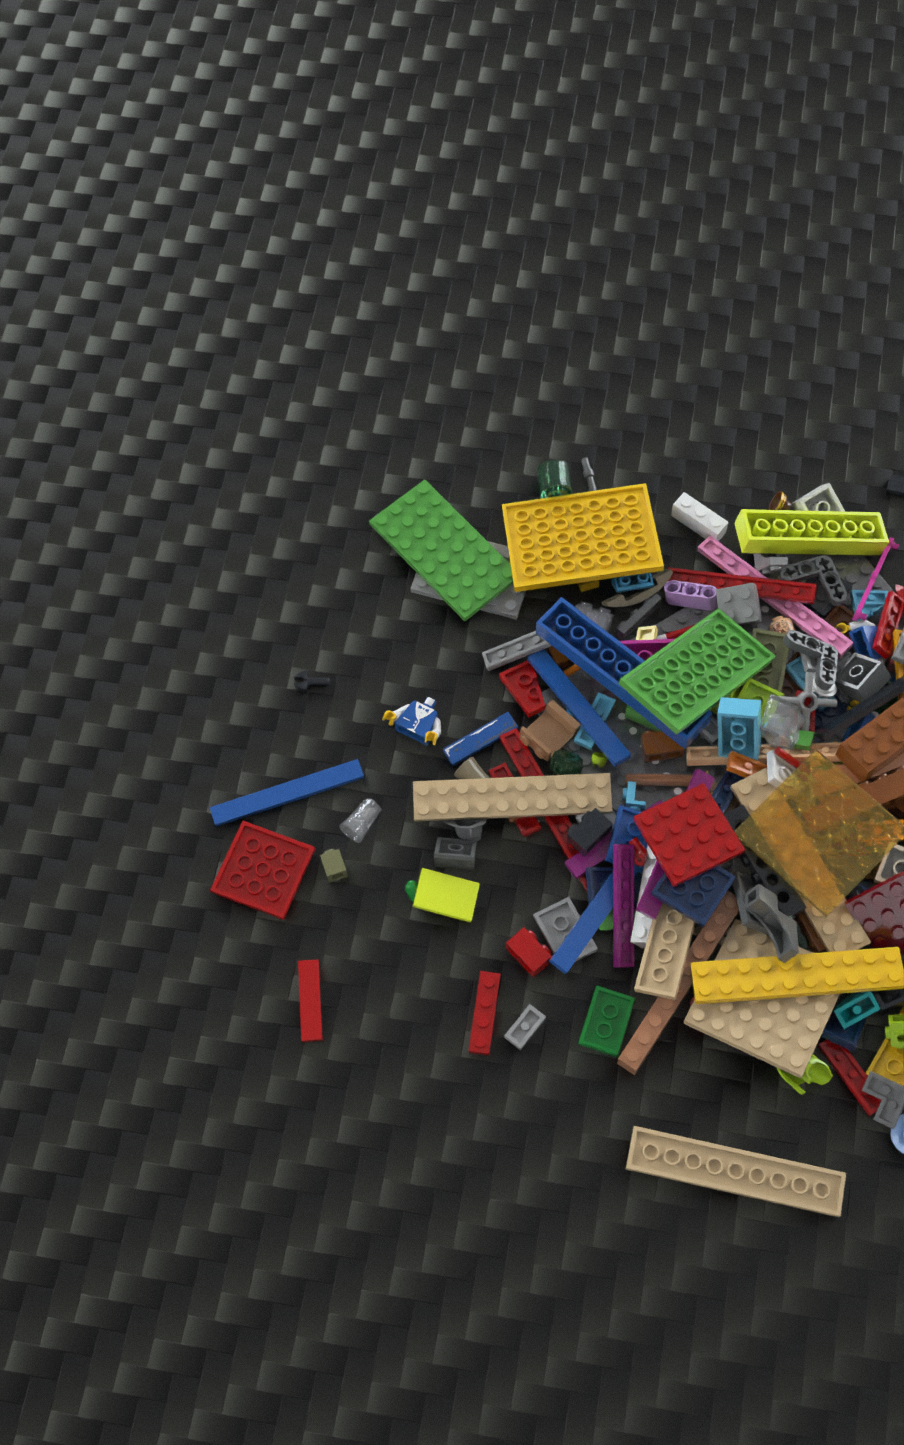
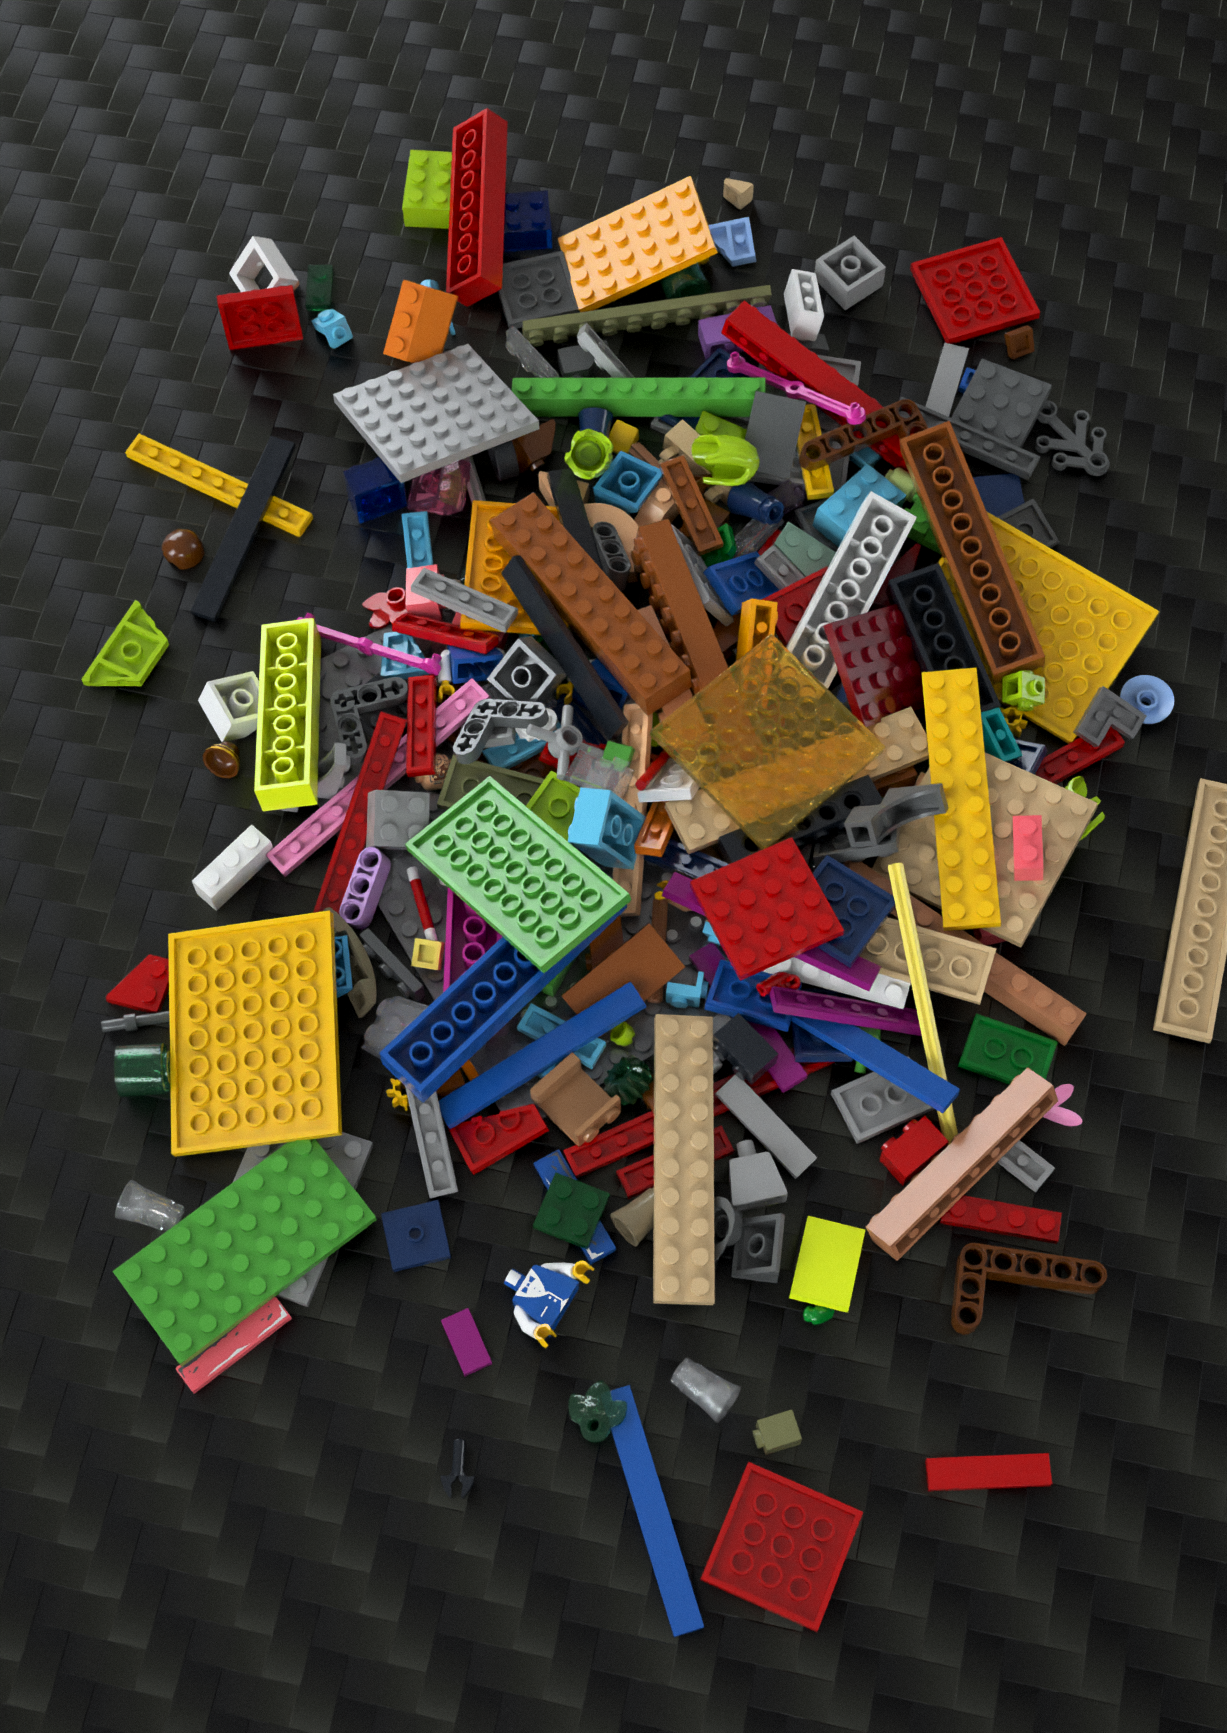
camera: 90 degrees left, 0 degrees up
(346, 756) = (599, 1407): none -> clear green plate
(385, 553) = (234, 1345): none -> coral tile
(390, 680) = (466, 1342): none -> magenta tile
(445, 1019) = (1016, 1274): none -> reddish brown beam
(457, 647) = (415, 1236): none -> dark blue plate
(467, 494) = (148, 1207): none -> clear plant
(475, 734) = (571, 1211): none -> dark green plate
(502, 847) = (754, 1179): none -> light grey torso
(520, 983) = (962, 1163): none -> brick
(539, 854) = (766, 1126): none -> light grey tile
(568, 1049) = (1062, 1115): none -> bright pink piece
(613, 477) = (144, 986): none -> red wing
(635, 948) = (920, 988): none -> light yellow axle
(647, 762) = (641, 959): none -> dark orange tile
(755, 1018) = (1028, 848): none -> coral brick
(812, 613) = (421, 726): none -> red tile
(854, 443) = (129, 652): none -> lime wing
(872, 1030) = (1015, 717): none -> yellow gear

